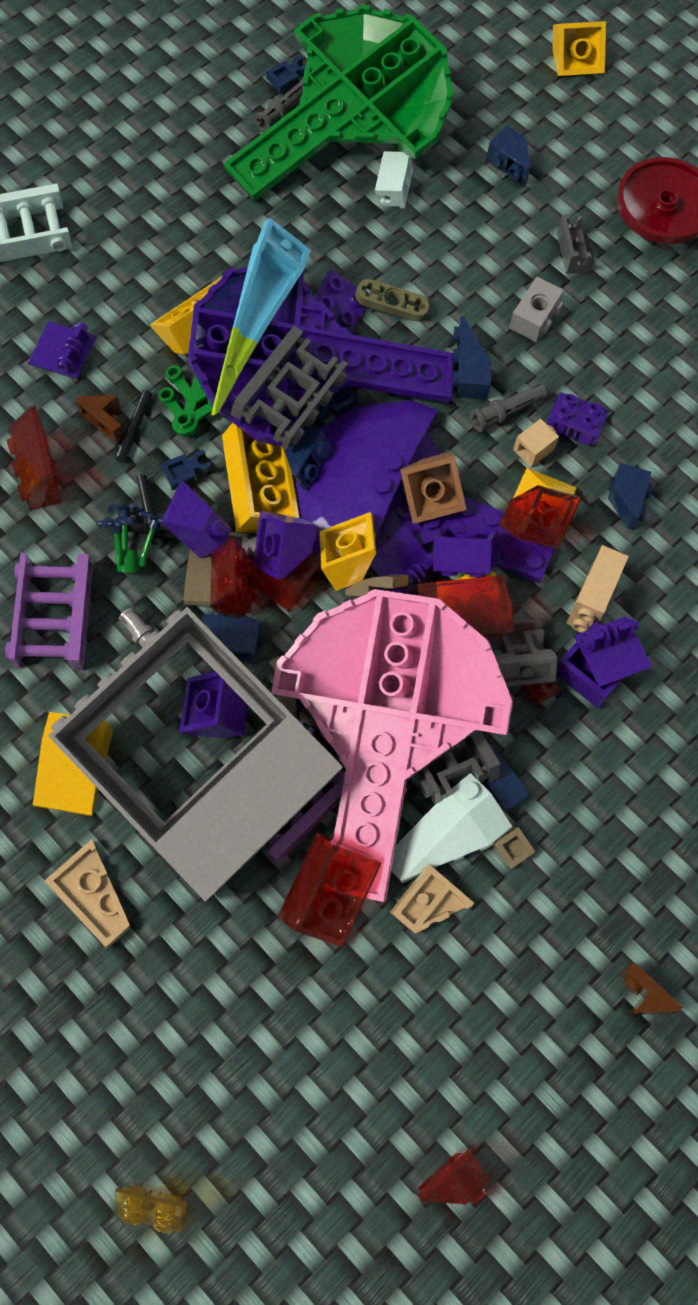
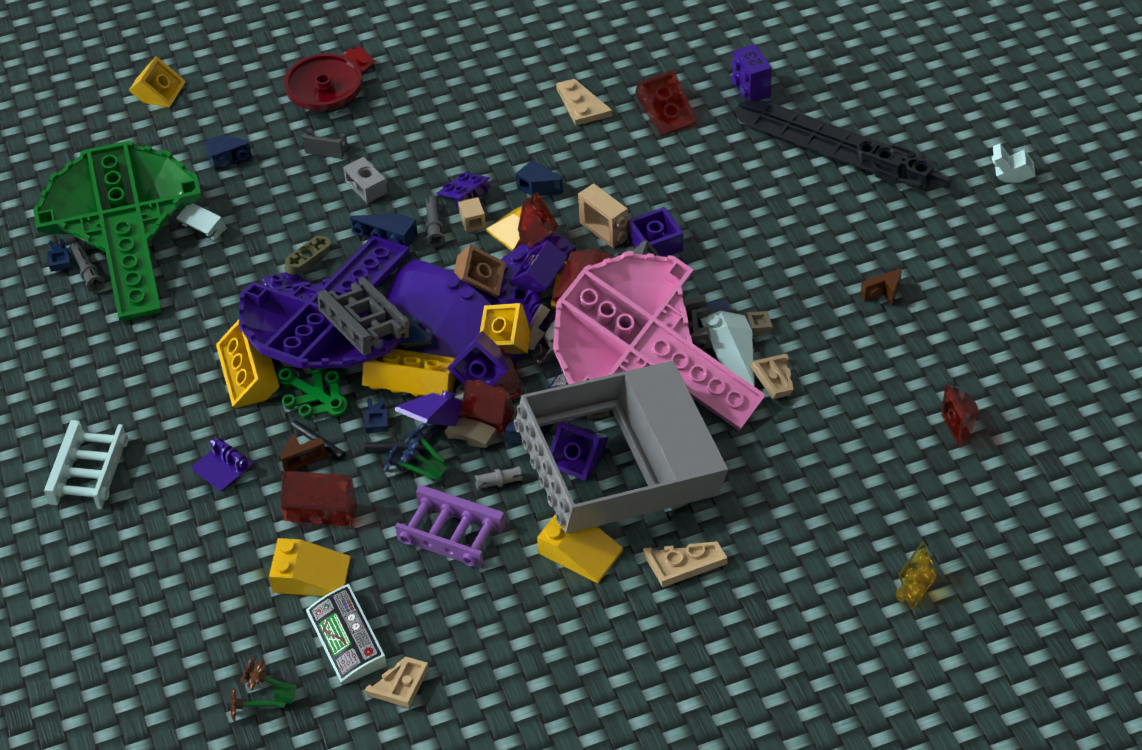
camera: 60 degrees left, 20 degrees down
(271, 273) = (264, 295): medium azure plate -> none
(329, 890) = (743, 418): clear red slope -> none
(613, 651) = (654, 215): dark purple hinge -> none

